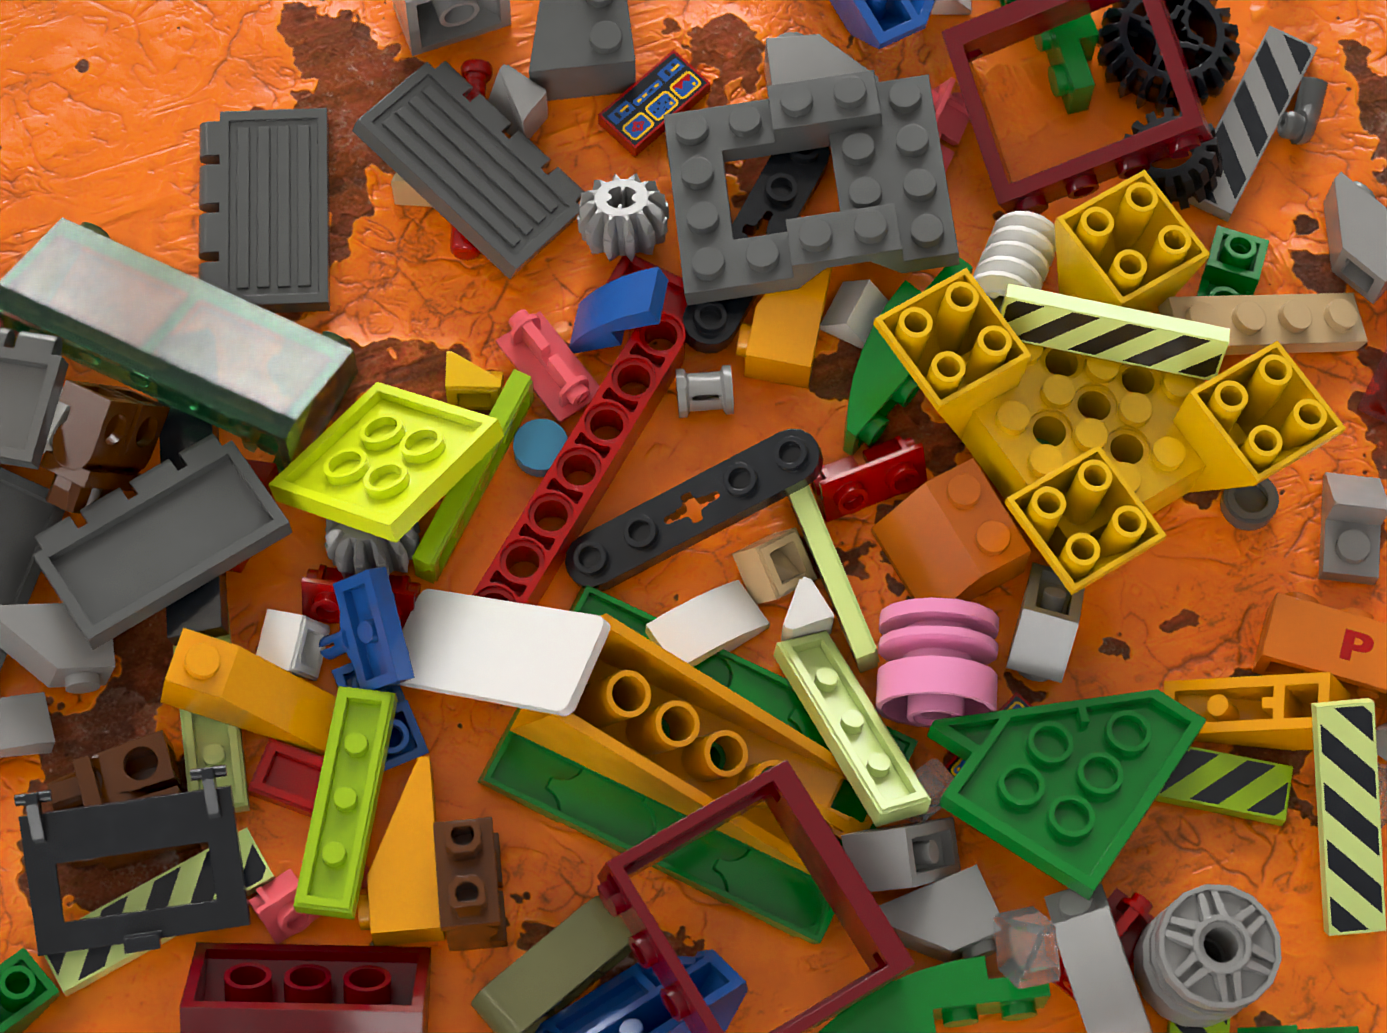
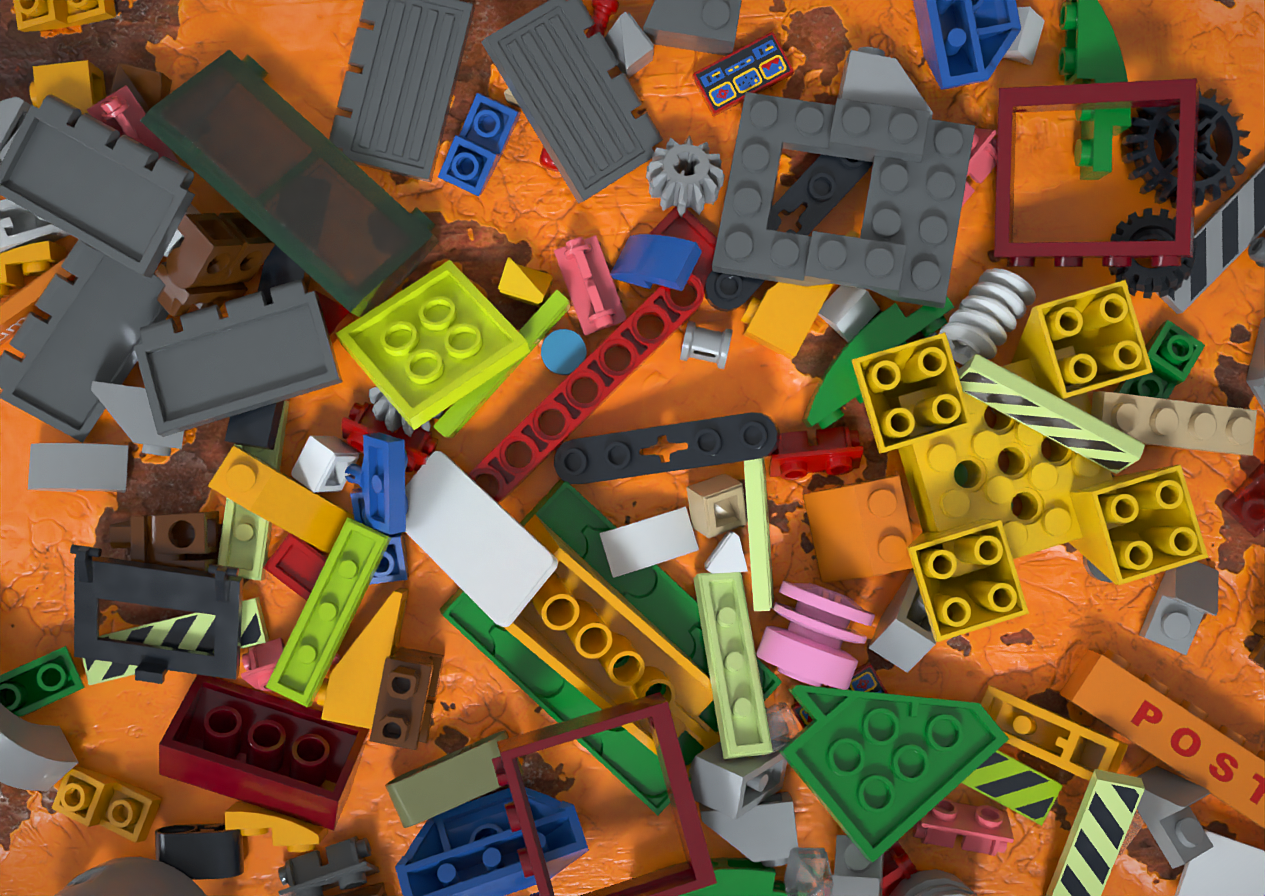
camera: 20 degrees right, 20 degrees up
(376, 251) = (479, 144): none -> blue slope
(1169, 851) = (982, 827): none -> coral hinge

